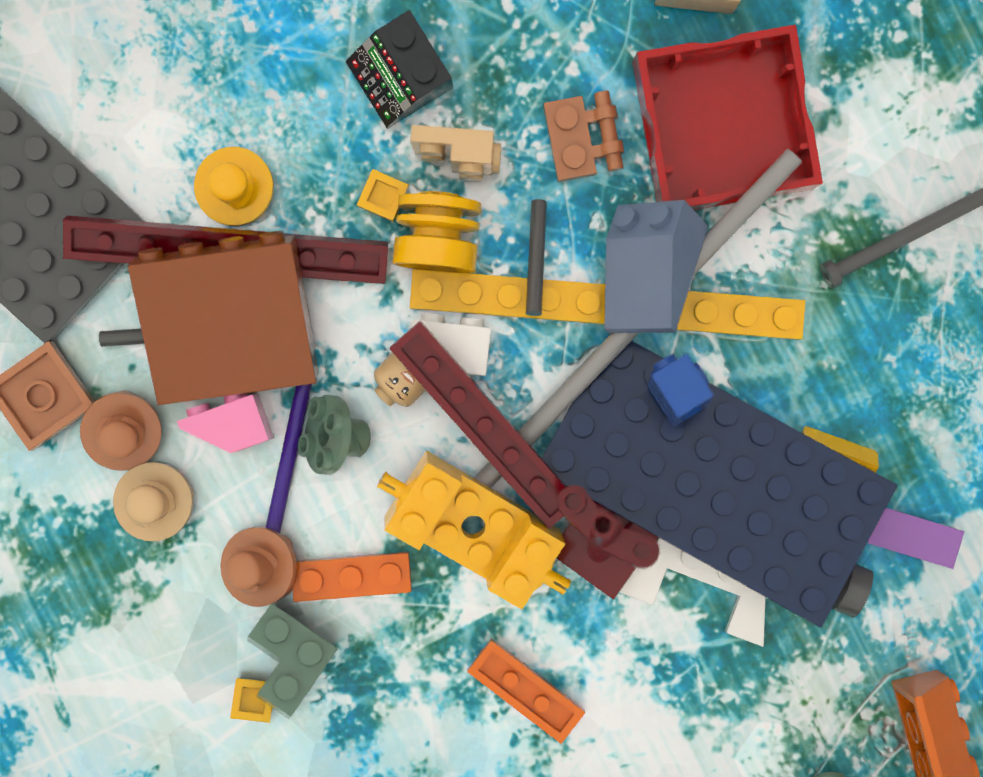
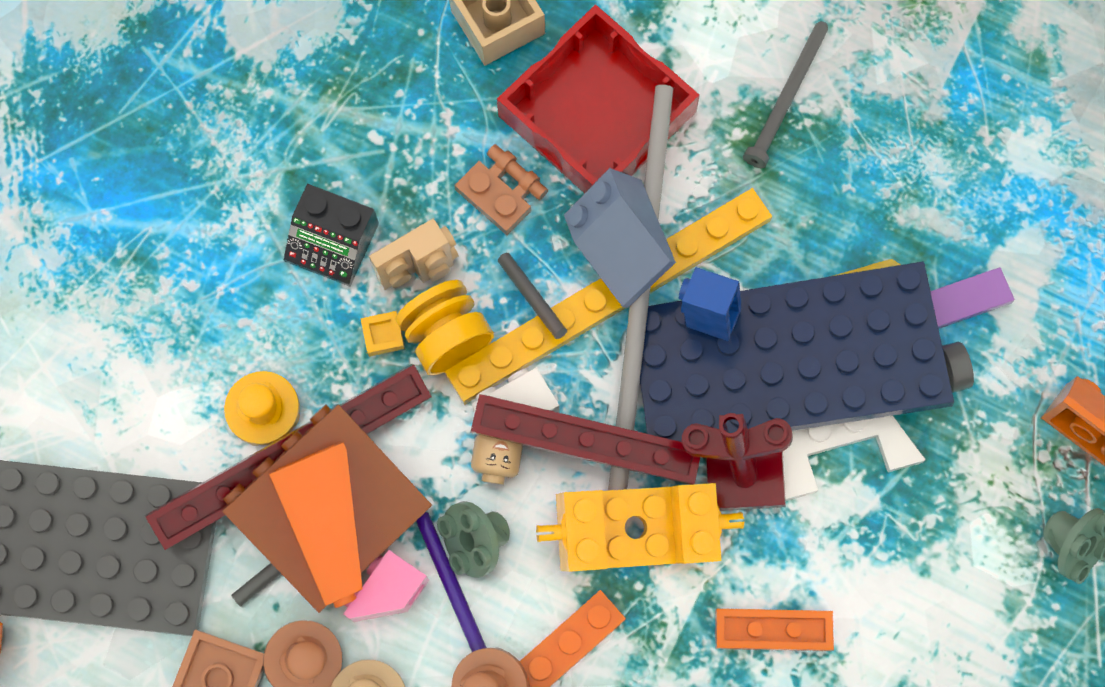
camera: 30 degrees left, 15 degrees down
(208, 328) = (321, 514): none -> orange slope

